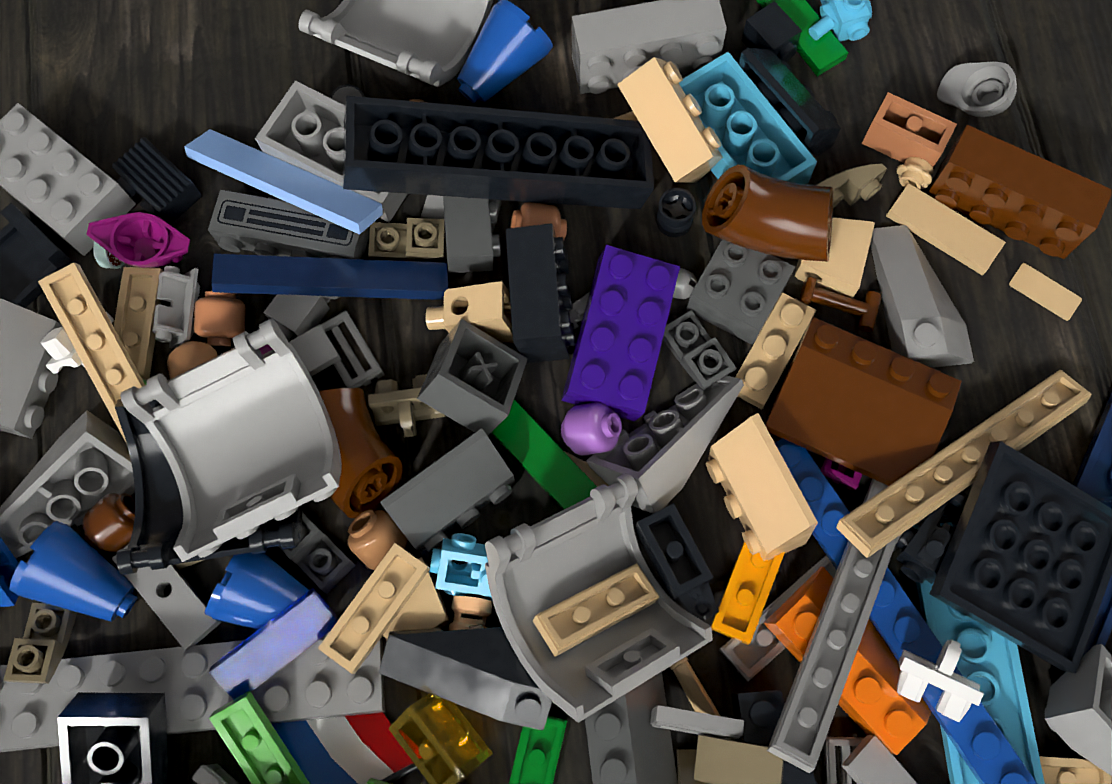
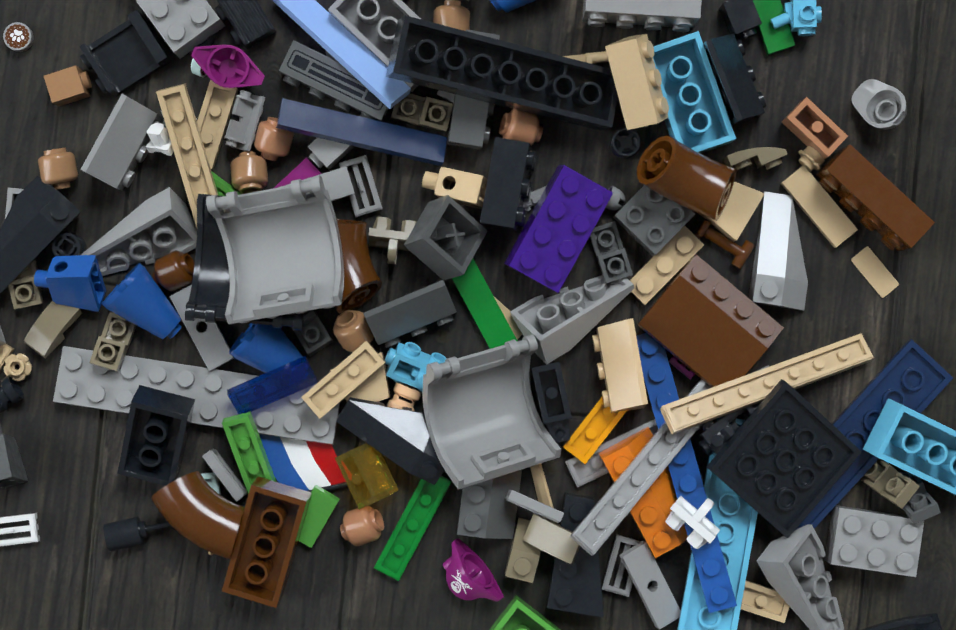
camera: 10 degrees right, 15 degrees up
(591, 428) = (519, 291): medium lavender head -> none
(595, 609) = (489, 417): tan tile -> none

